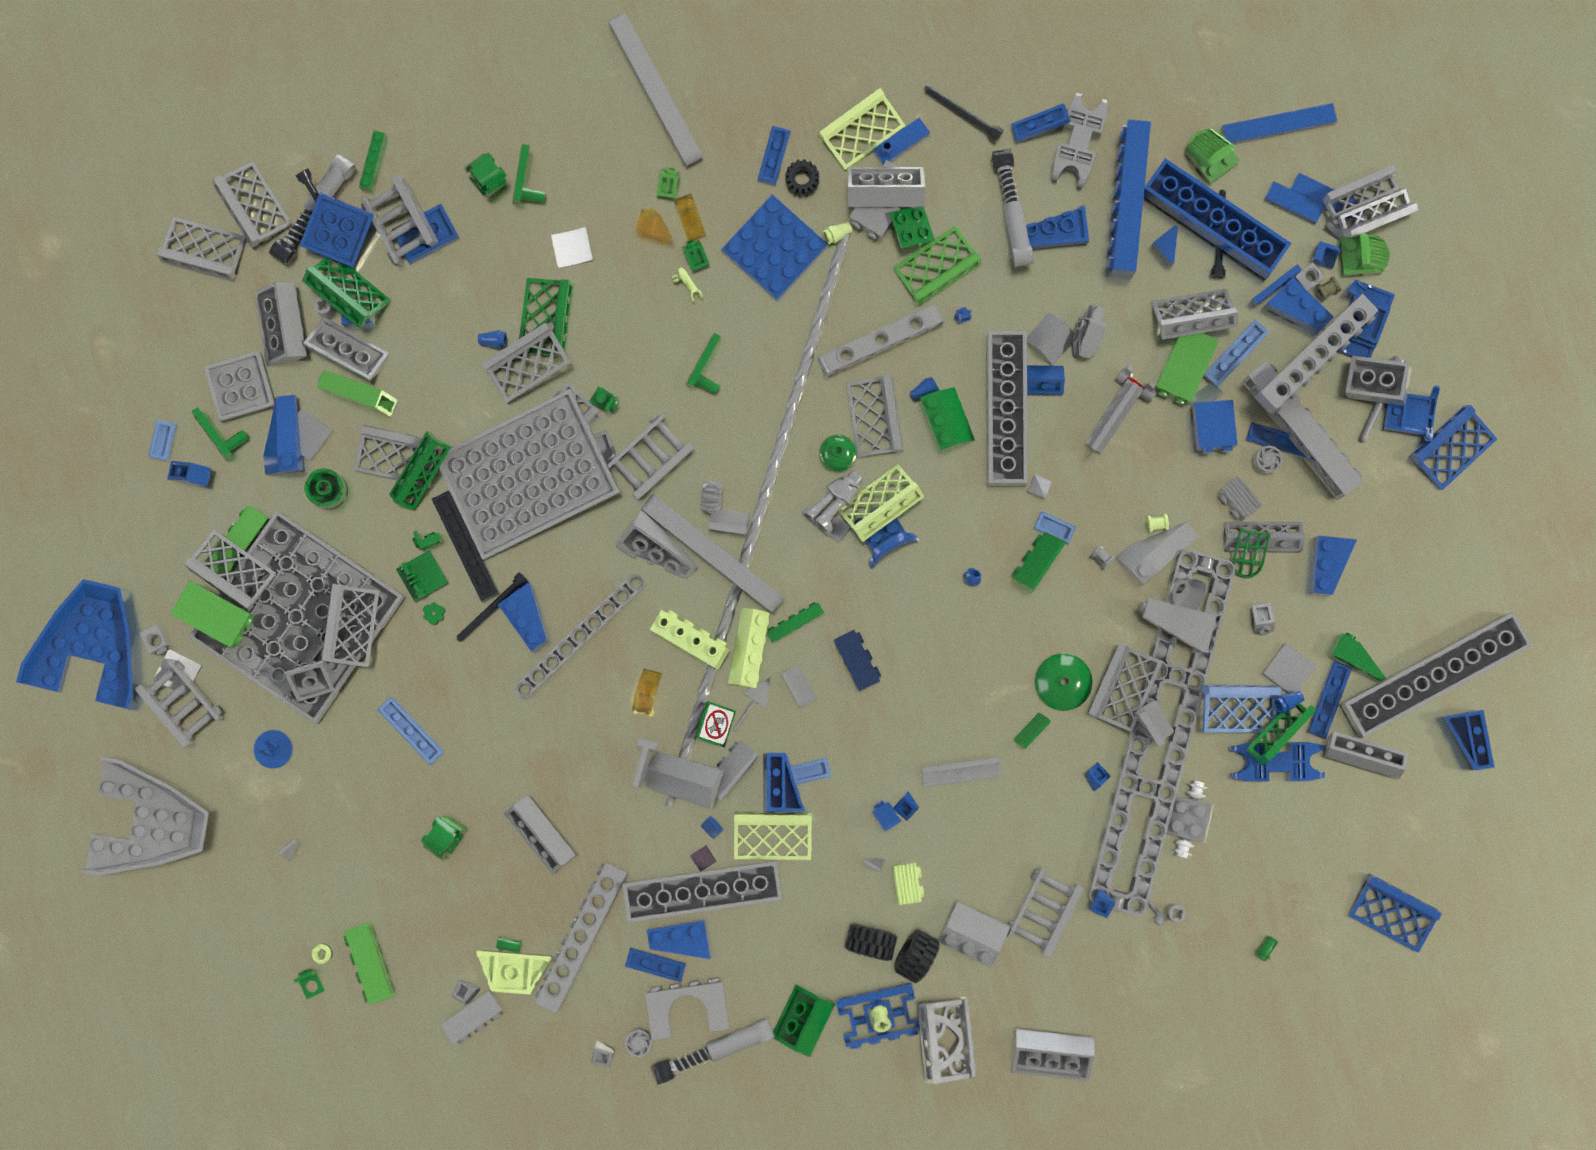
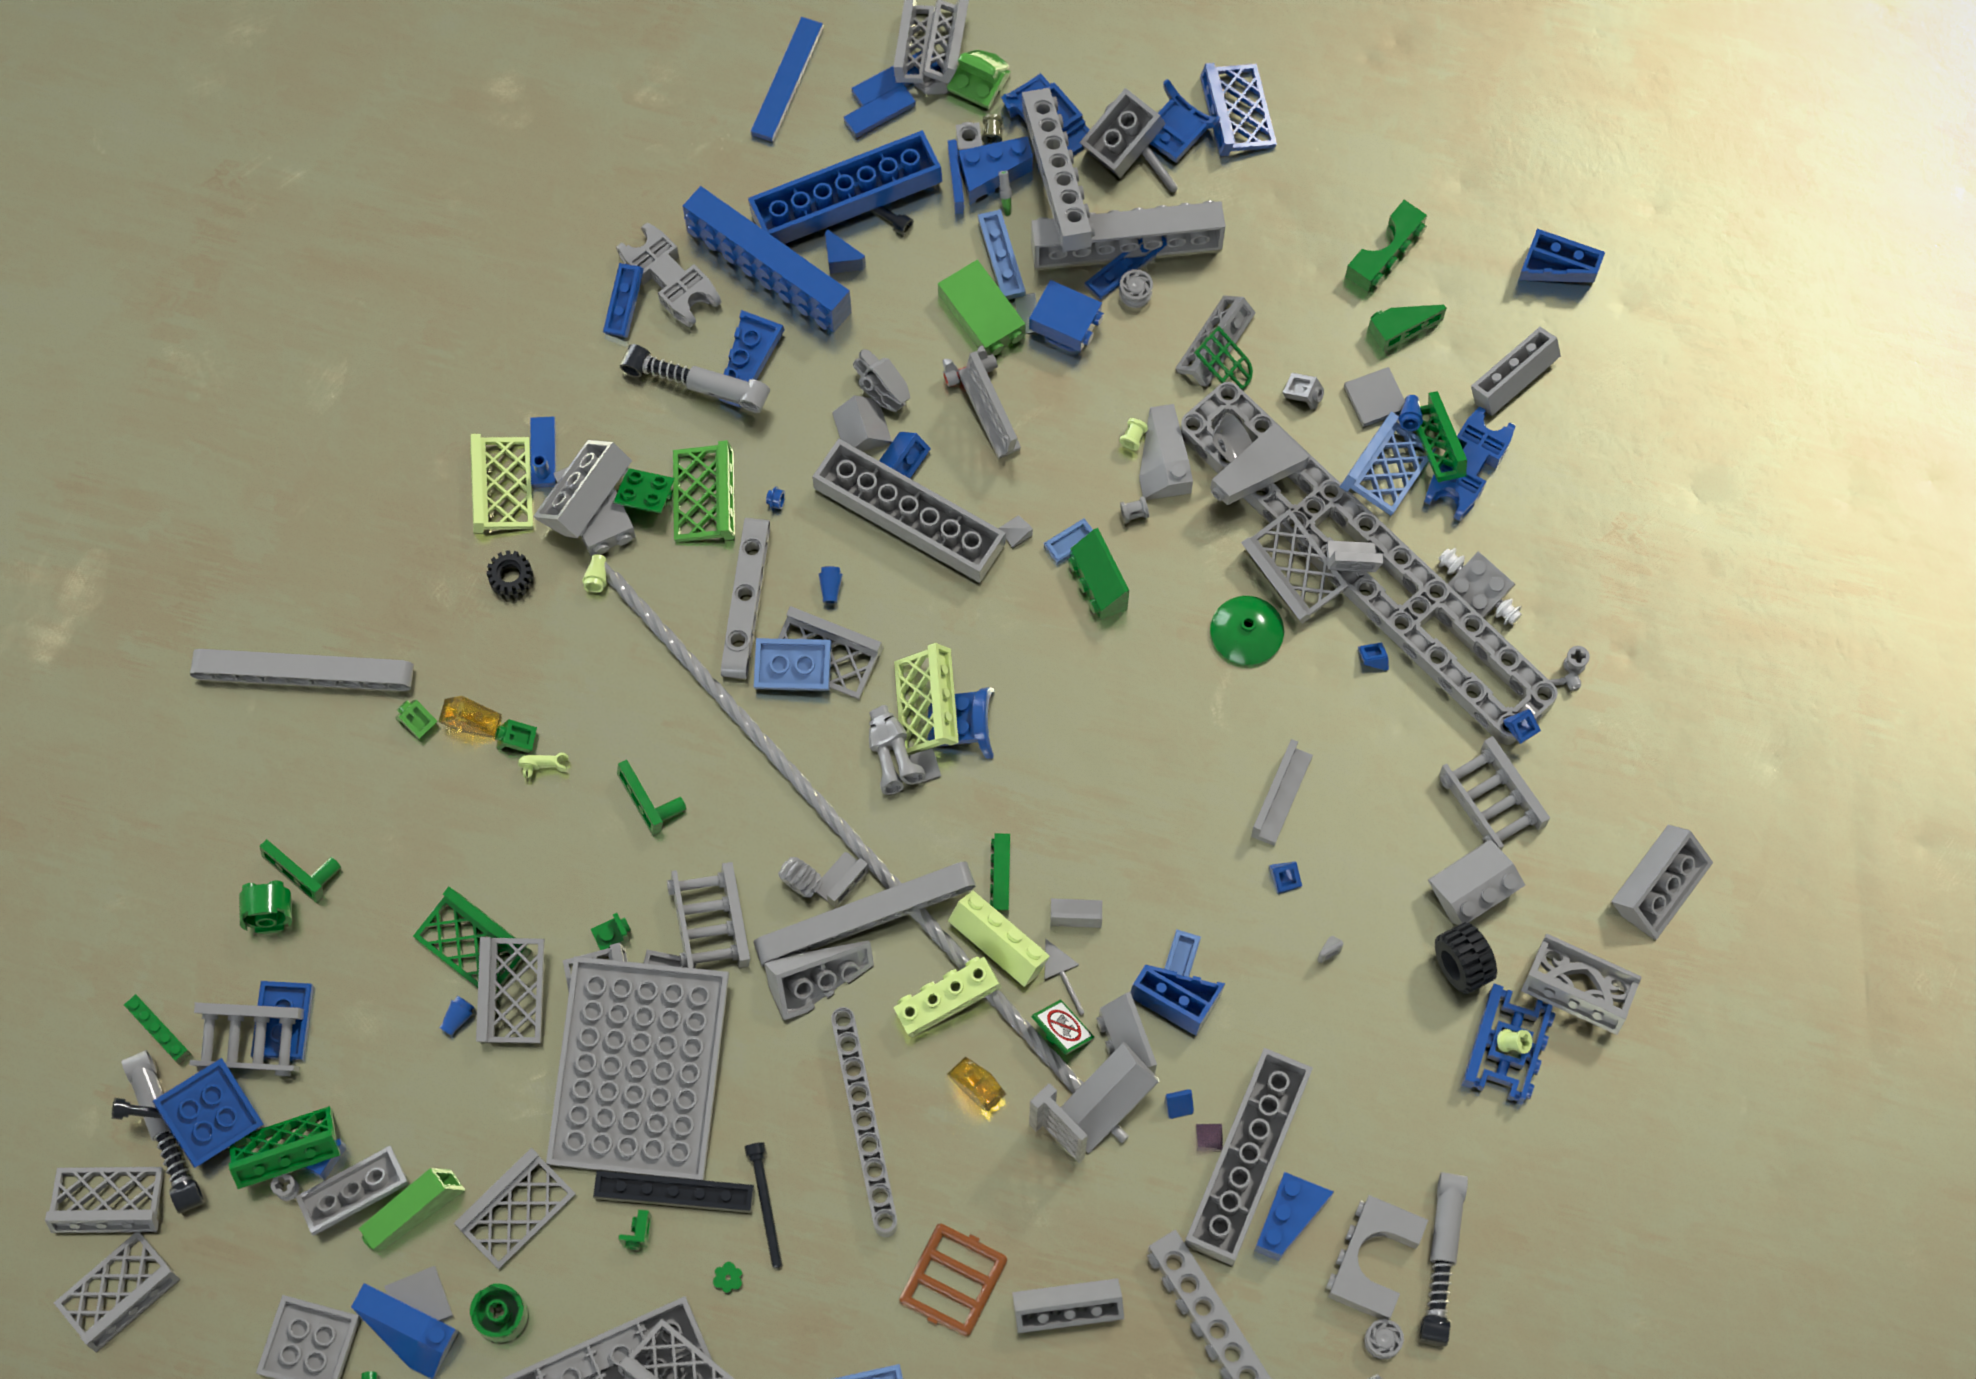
camera: 60 degrees left, 15 degrees down
(280, 323) = (268, 1250): light grey slope -> none
(414, 468) = (548, 1190): green fence -> none
(421, 575) = (675, 1264): green hinge -> none
(508, 776) = (930, 1253): none -> dark orange bar
(525, 617) = (803, 1170): blue wedge -> none
(571, 247) = (413, 867): white sticker -> none
(653, 227) = (454, 761): clear yellow slope -> none
(655, 964) = (1302, 1266): blue tile -> none
(772, 818) = (1213, 1026): yellowish green fence -> none
(774, 155) = (464, 590): blue tile -> none
(774, 247) = (566, 649): blue plate -> none
(803, 1020) = (1465, 1132): green slope -> none
(837, 453) = (840, 716): green cylinder -> none
(852, 400) = (792, 664): none -> medium blue plate
(857, 660) = (1087, 830): dark blue brick -> none
(871, 942) = (1420, 998): black tyre -> none
(886, 815) = (1284, 900): blue slope -> none
(907, 883) = (1374, 924): yellowish green brick -> none
(946, 419) = (878, 583): green slope -> none
(973, 576) = (1071, 654): blue plate -> none
(993, 131) = (599, 353): black piece -> none
(1032, 730) = (1282, 693): green slope -> none
(1196, 321) = (941, 271): light grey fence -> none
(1211, 153) = (773, 156): bright green piece -> none
(1239, 498) = (1159, 338): light grey brick -> none
(1267, 948) = (1669, 590): green pin -> none
(1283, 327) = (1005, 192): none -> light grey piece
(1325, 255) = (954, 112): blue panel -> none
(1328, 563) = (1286, 292): blue wedge -> none
(1329, 700) = (1432, 376): blue tile -> none
(1385, 609) = (1369, 266): none -> green arch
(1403, 898) = (1699, 422): blue fence -> none
(1436, 675) = (1471, 257): light grey brick -> none

